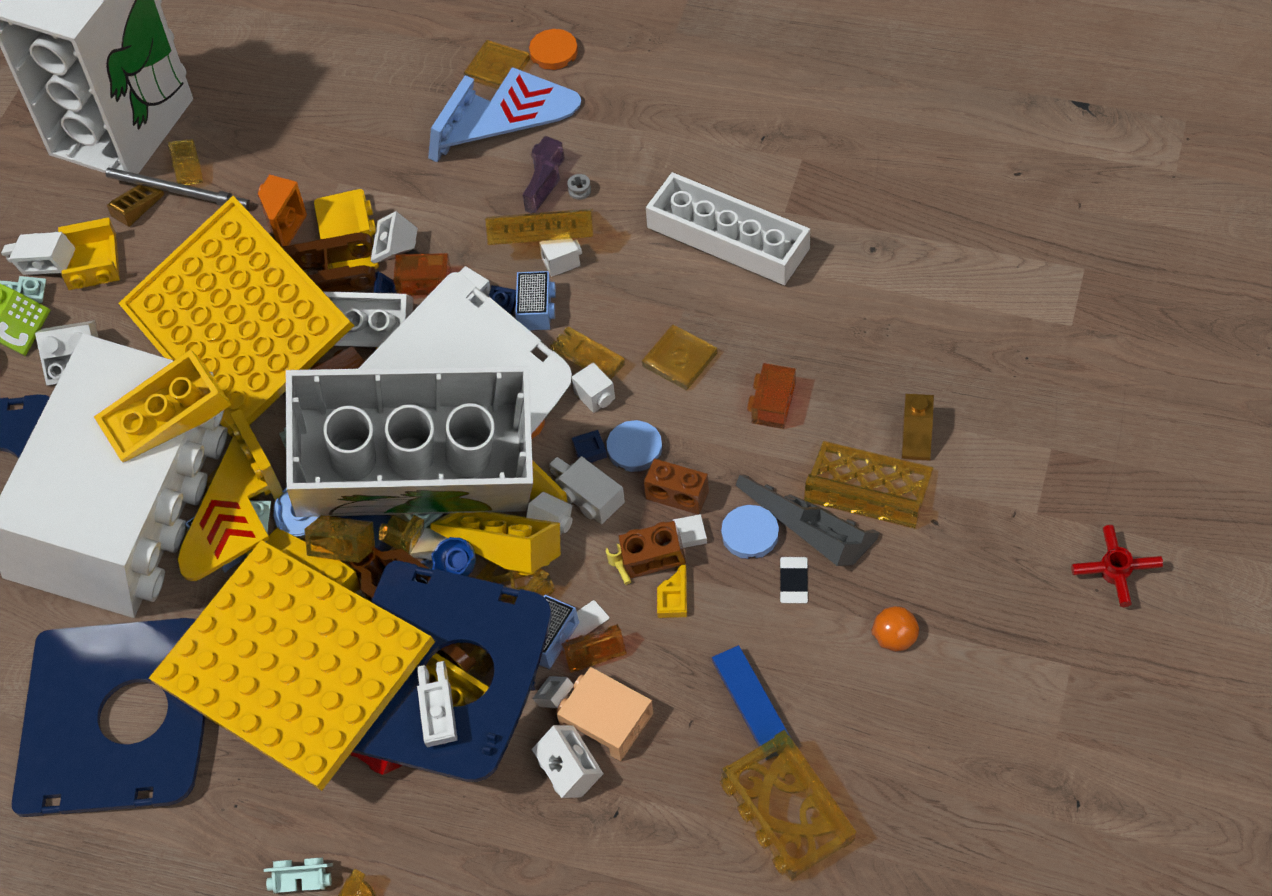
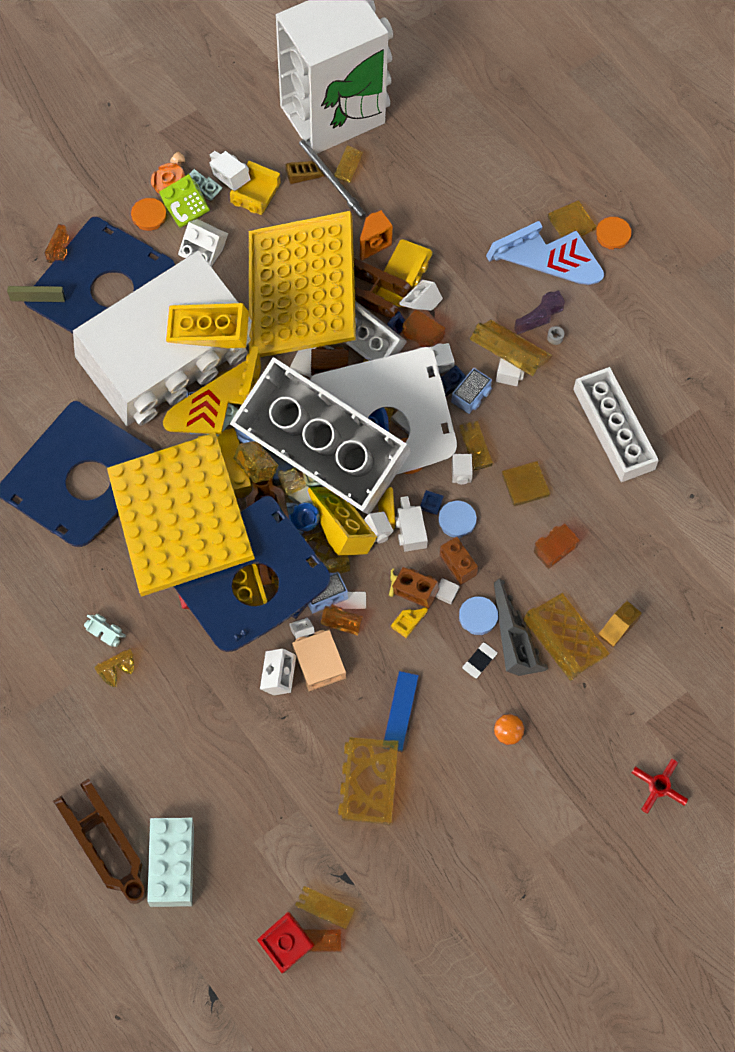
camera: 30 degrees right, 10 degrees up
(436, 707) = (228, 594): white hinge -> none

